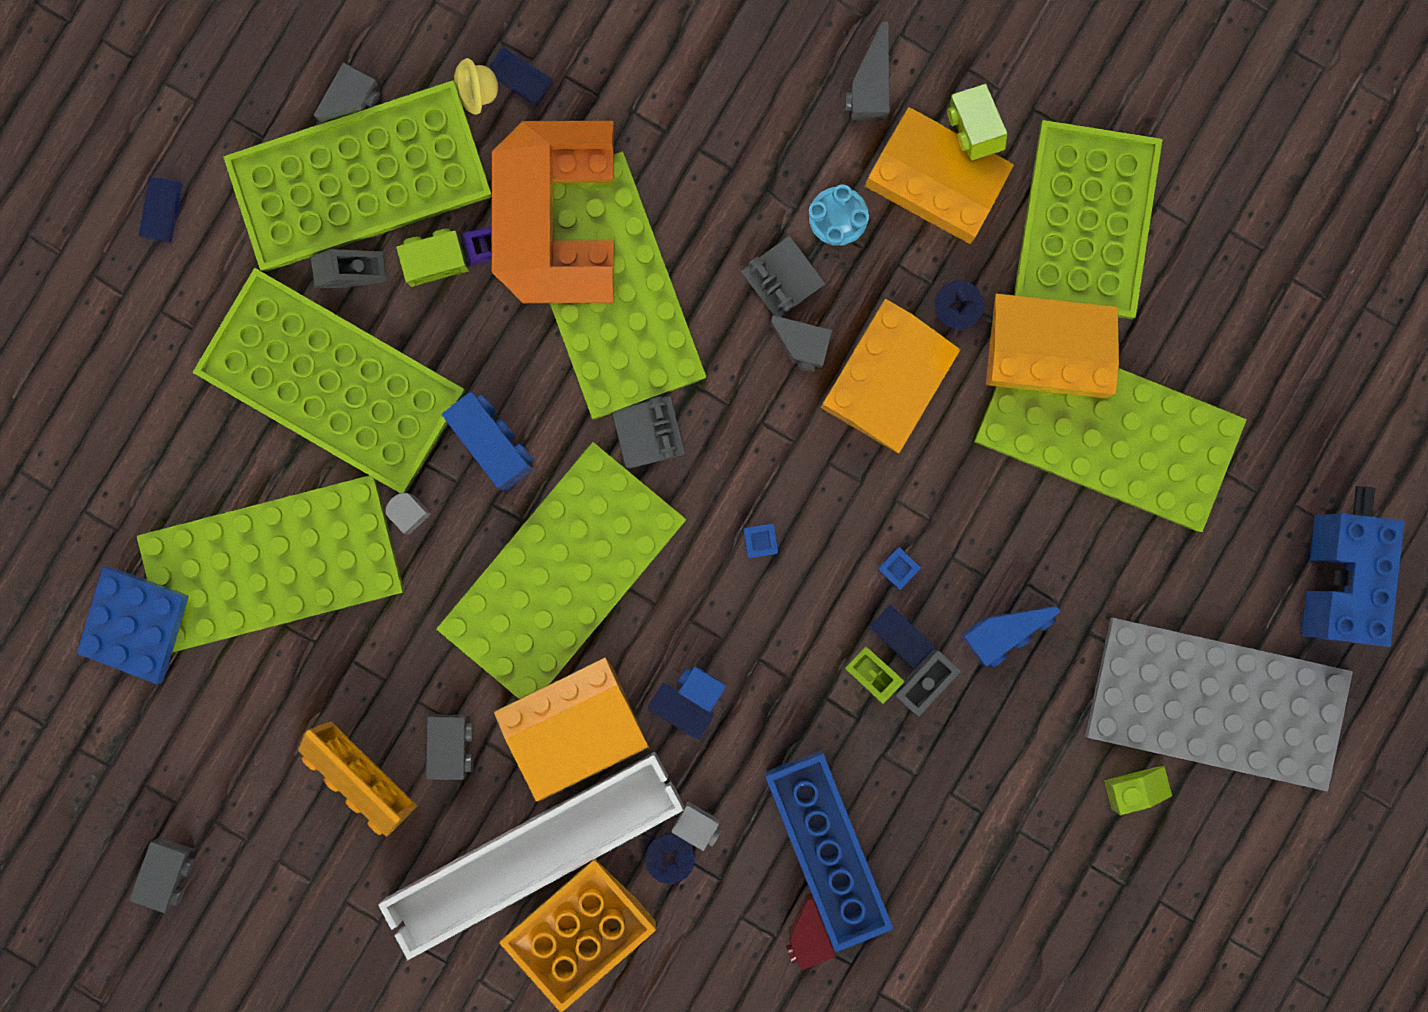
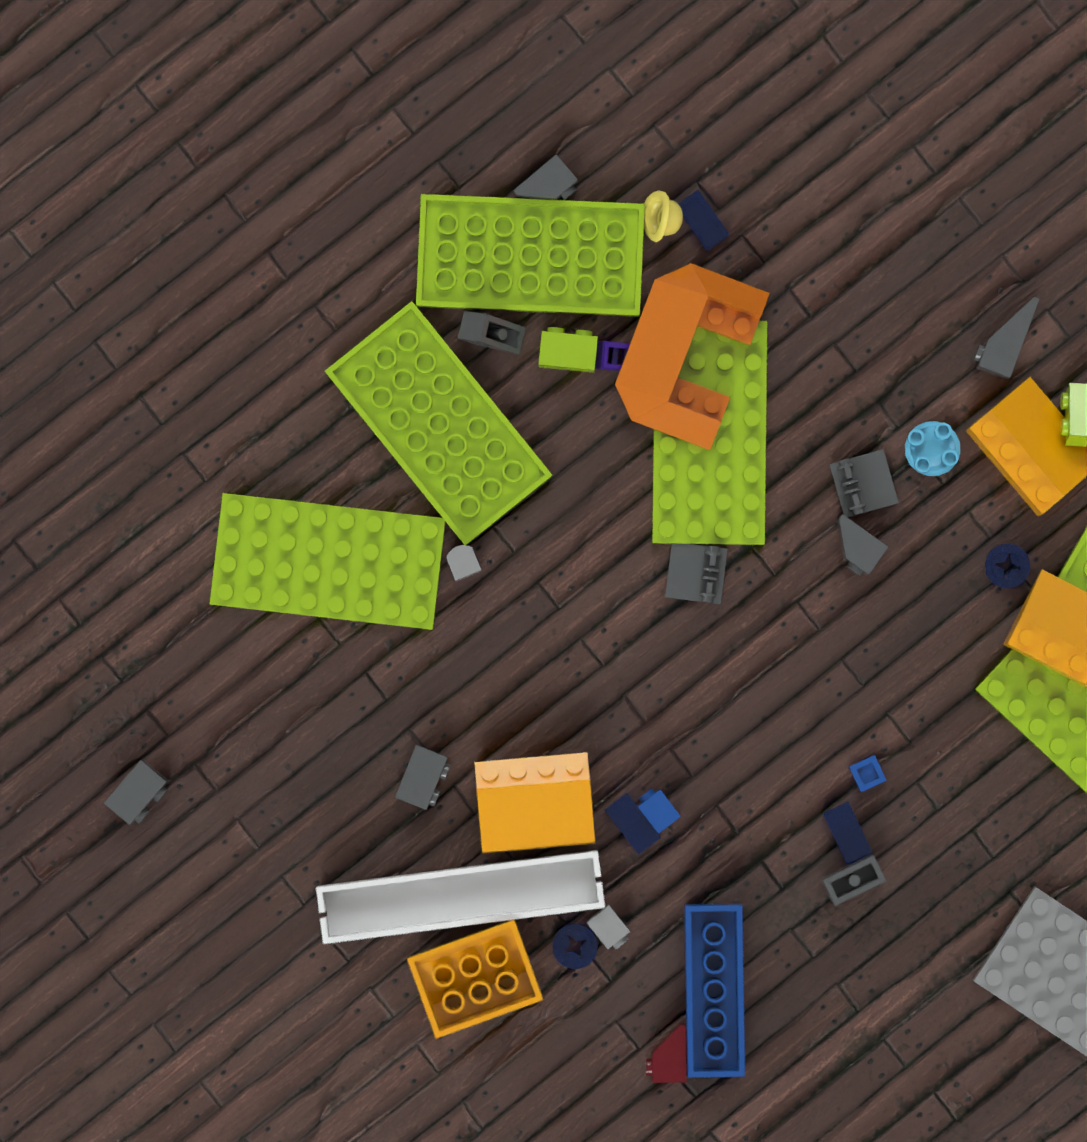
camera: 20 degrees right, 0 degrees up
(132, 624) = (192, 568): blue plate -> none
(160, 209) = (348, 217): clear blue tile -> none
(356, 777) = (334, 774): light orange slope -> none
(489, 440) = (559, 528): blue brick -> none
(561, 573) = (575, 666): lime plate -> none
(760, 540) = (757, 703): blue tile -> none
(874, 675) = (811, 856): lime slope -> none
(891, 376) = (924, 605): light orange slope -> none
(998, 634) = (931, 862): blue slope -> none
(1138, 790) = (1000, 1042): lime slope -> none

